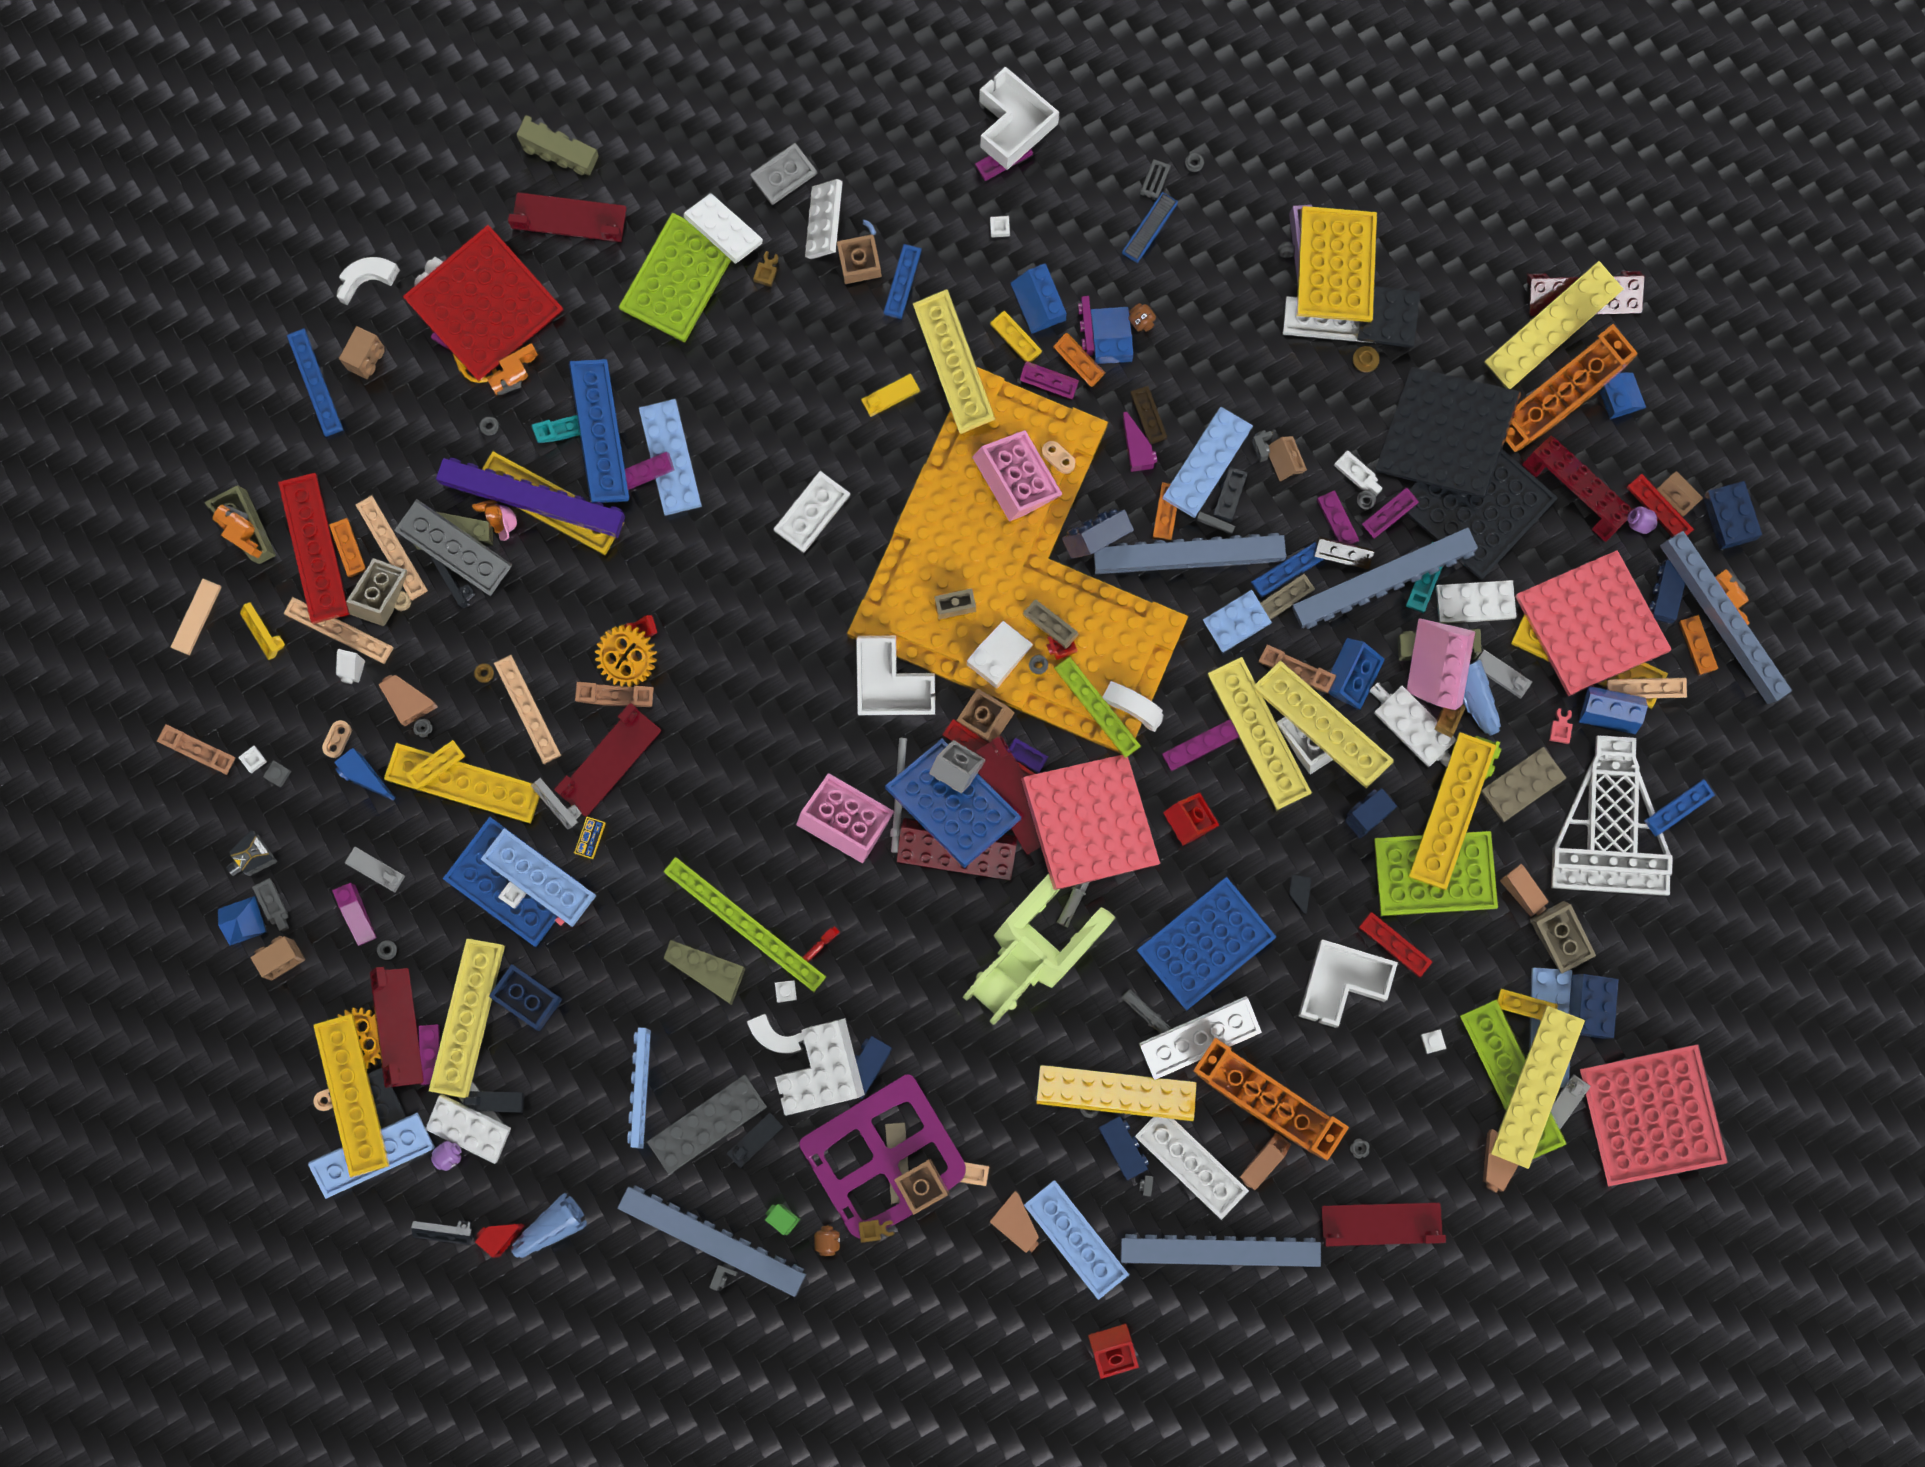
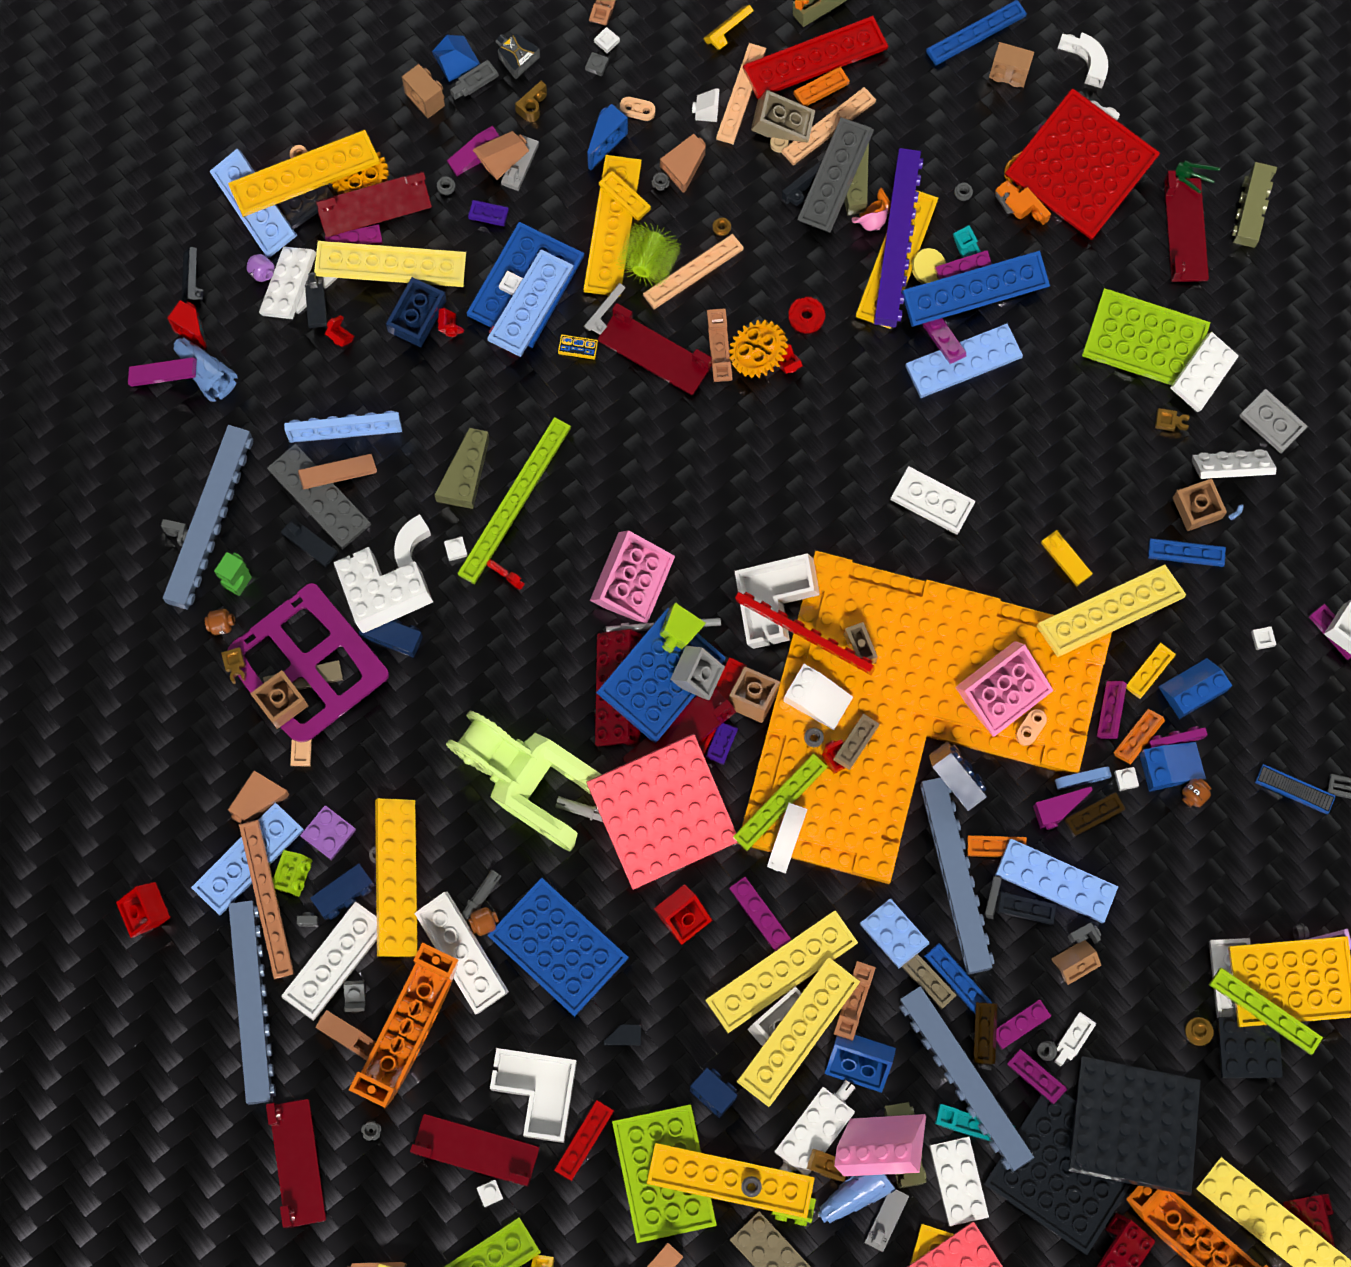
camera: 75 degrees right, 5 degrees down
(308, 849) = (530, 101): none -> pearl gold plate
(364, 884) = (501, 153): none -> nougat slope
(426, 909) = (488, 213): none -> dark purple plate
(506, 204) = (1185, 171): none -> dark green plant
(507, 749) = (648, 254): none -> lime piece
(534, 1082) = (337, 333): none -> red bracket
(542, 968) = (447, 323): none -> red bracket
(547, 1271) = (162, 372): none -> magenta tile
(565, 473) = (924, 264): none -> light yellow tile
(571, 439) = (963, 265): none -> magenta plate
(594, 592) = (804, 325): none -> red tile
(685, 1101) = (337, 471): none -> nougat tile
(910, 776) = (679, 628): none -> lime torso
(942, 646) = (812, 636): none -> red plate
(1060, 1156) = (328, 832): none -> medium lavender plate
(1096, 1197) = (292, 872): none -> lime bracket
(1112, 419) = (1083, 778): none -> medium blue beam
(1117, 379) = (1126, 778): none -> white plate
(1120, 1224) = (266, 899): none -> nougat tile
(1172, 1012) = (483, 921): none -> dark orange head
(1229, 1148) = (354, 996): none -> dark grey bracket
(1362, 293) = (1266, 1011): none -> lime plate
(1391, 1049) = (475, 1150): none -> dark red bracket
(1462, 785) = (758, 1186): none -> dark grey plate

